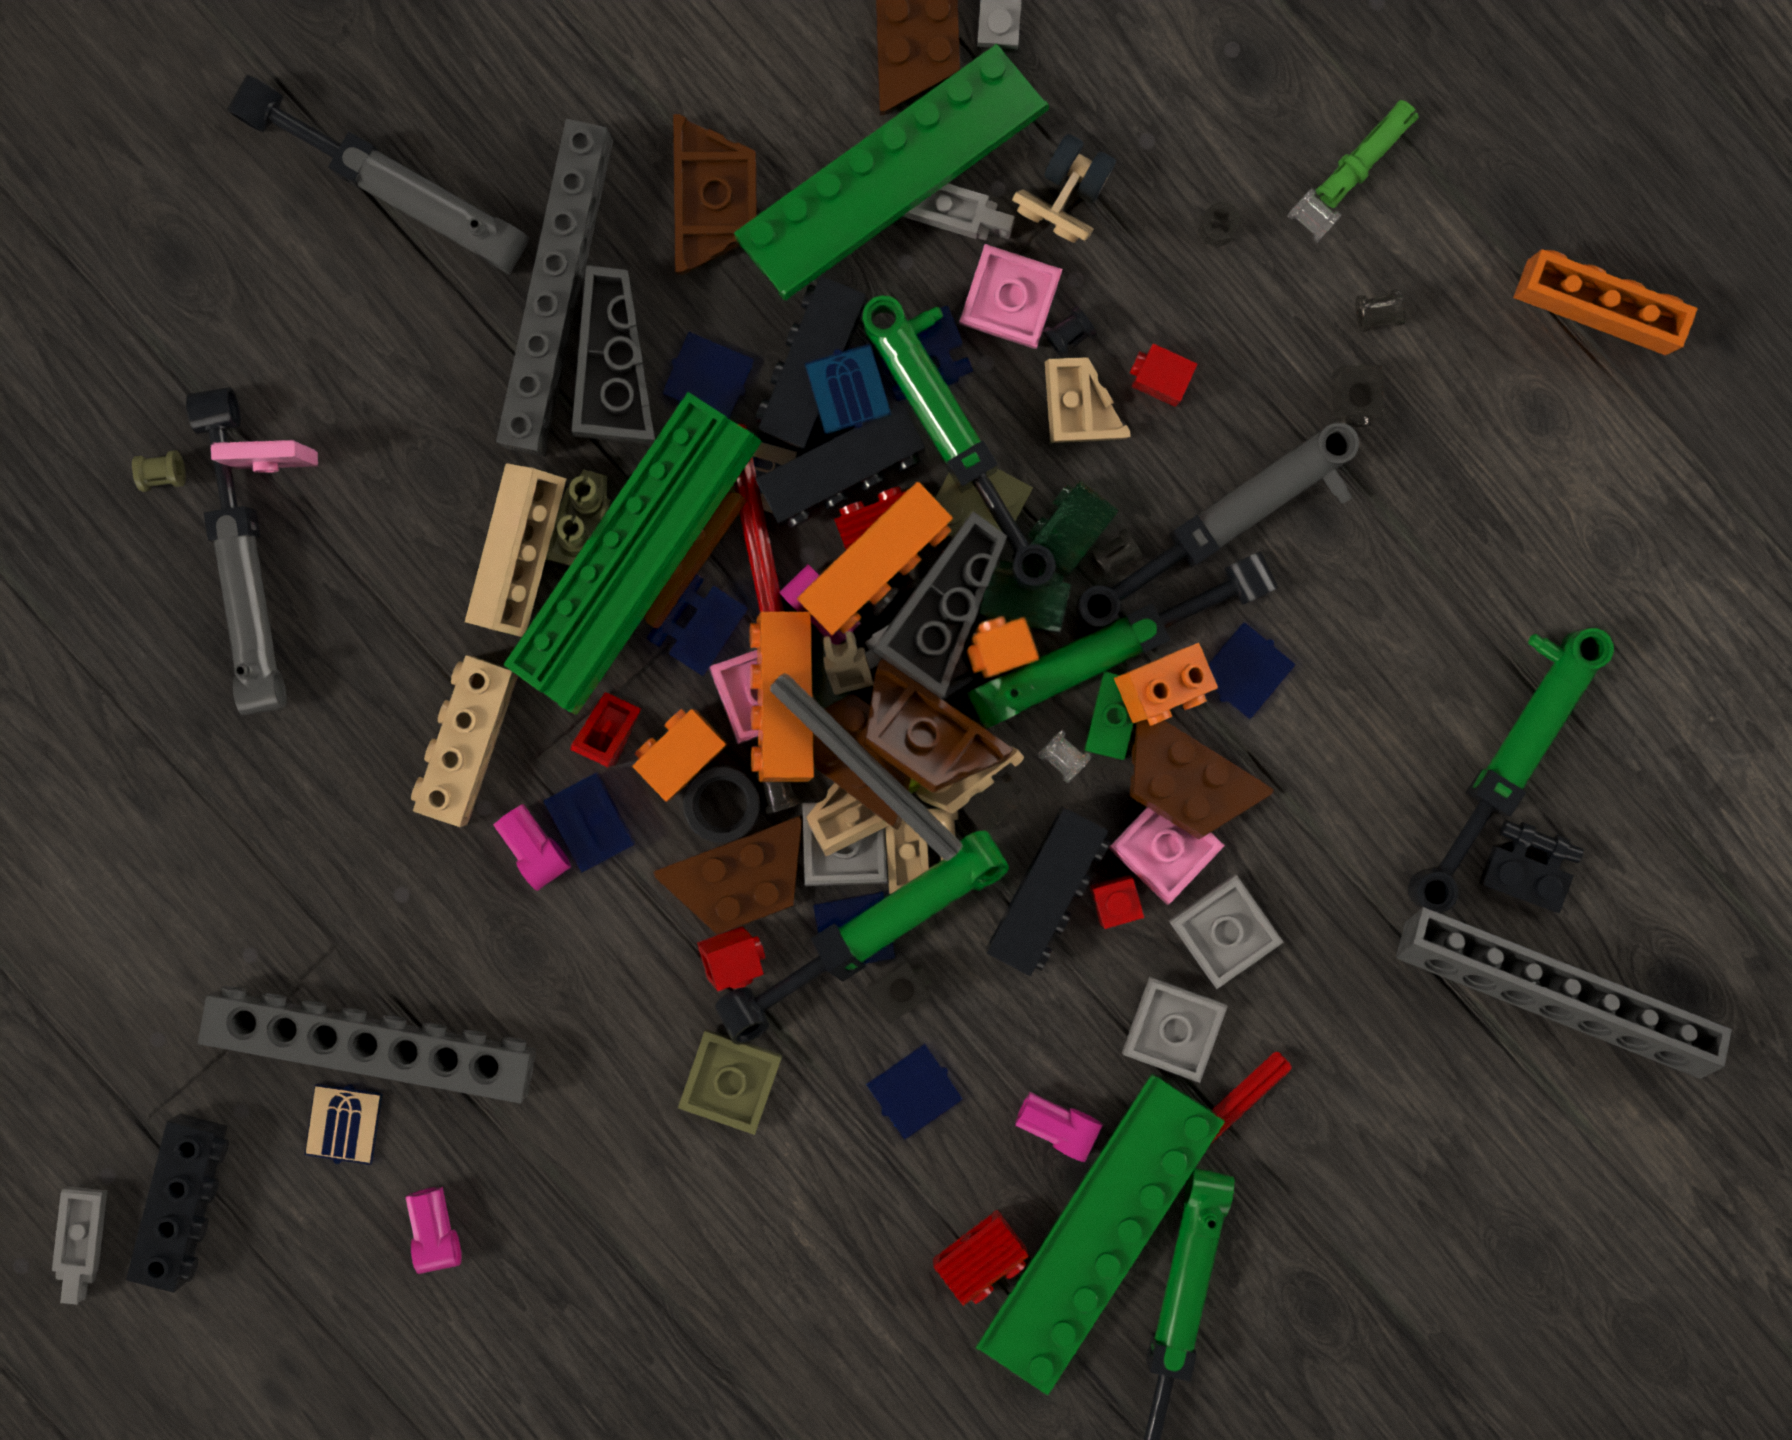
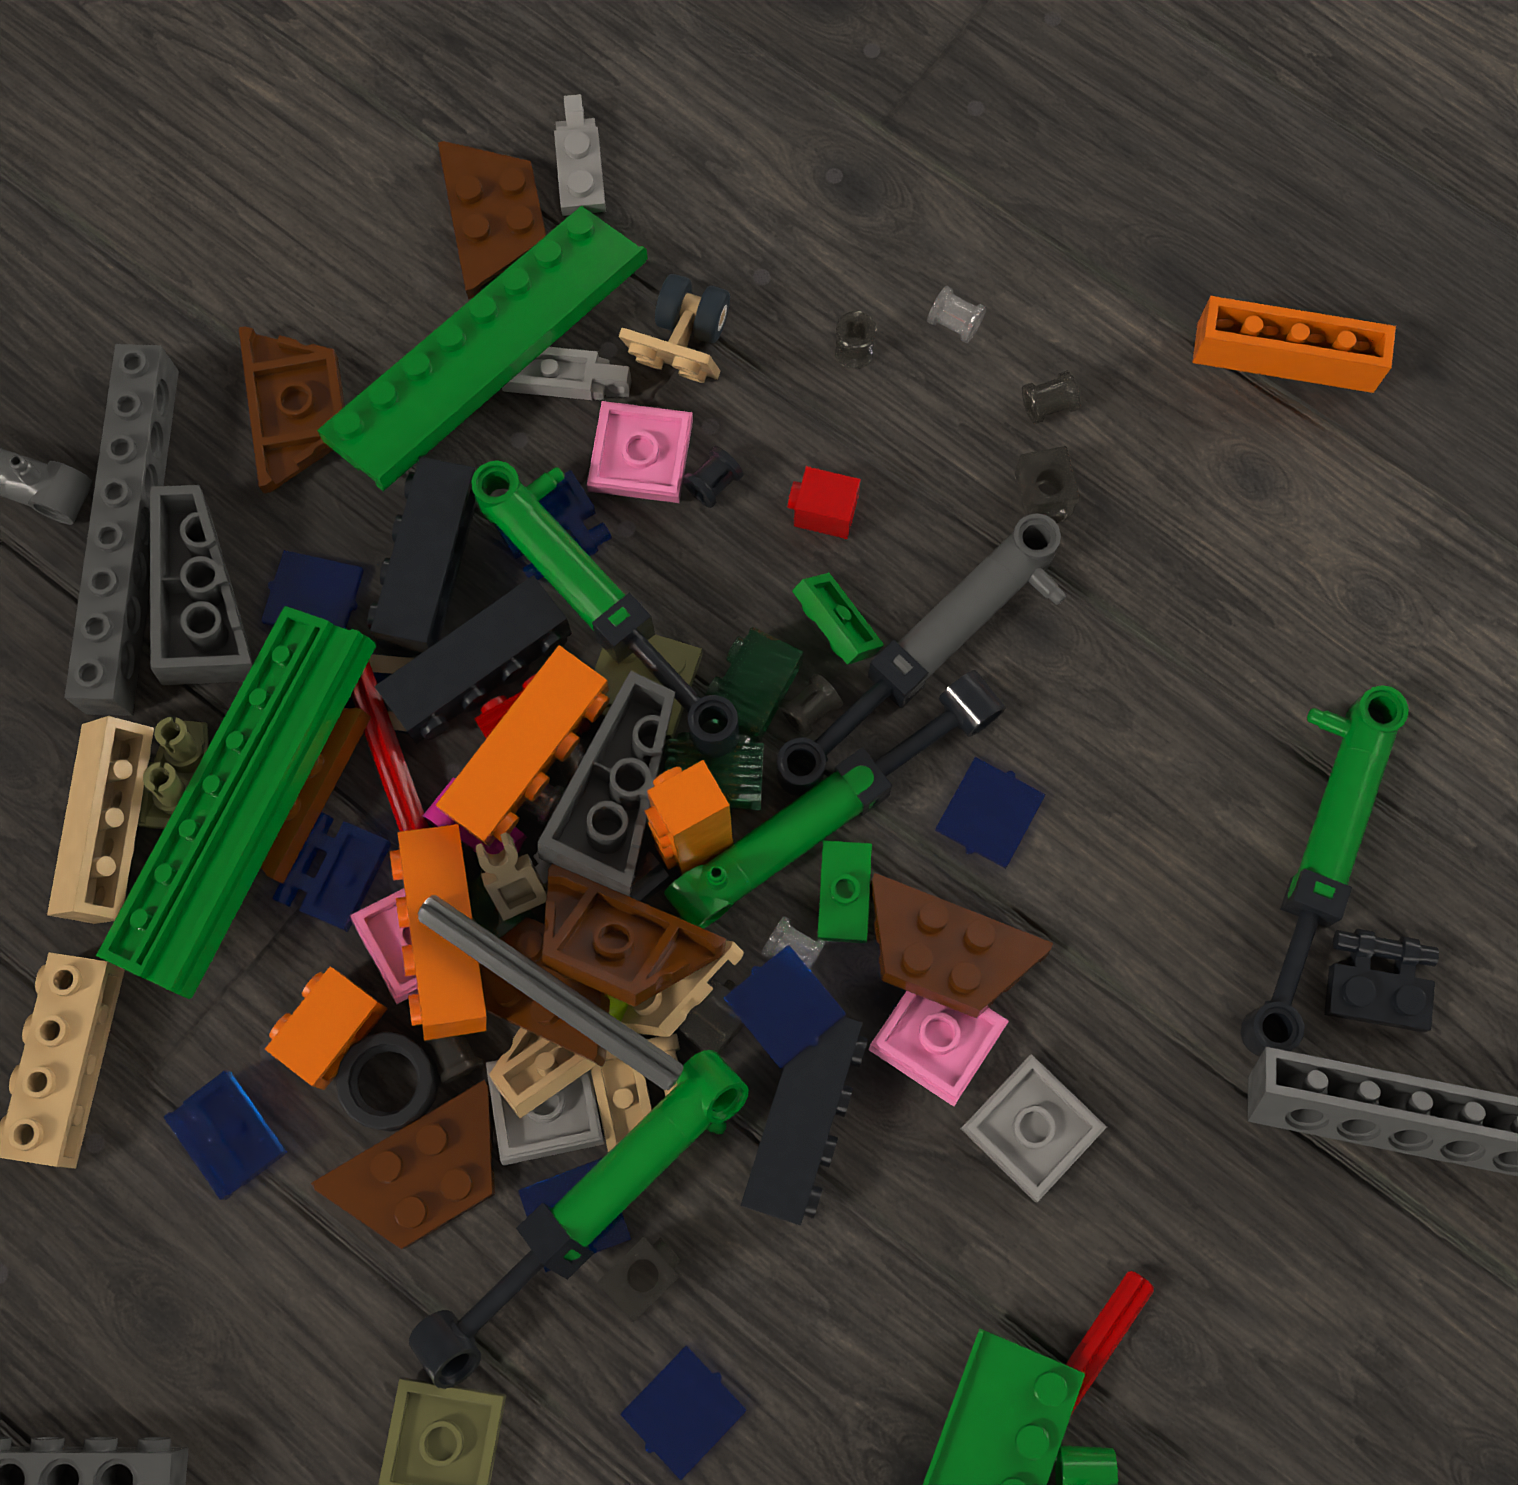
camera: 10 degrees left, 15 degrees down
(537, 855) = (163, 1189): dark pink piece -> none
(606, 730) = (233, 1017): red slope -> none
(732, 958) = (422, 1275): red brick -> none
(847, 388) = (467, 569): piece -> none
(1049, 806) = (784, 1006): none -> clear blue piece
(1068, 1130) = (888, 1425): dark pink piece -> none
(1078, 404) = (738, 551): tan wing -> none
(1116, 901) = (891, 1112): red brick -> none
(1153, 482) = (837, 618): none -> green plate
(1166, 683) = (897, 838): orange brick -> none
(1174, 1029) = (996, 1265): light grey plate -> none
(1356, 165) = (990, 259): bright green pin -> none

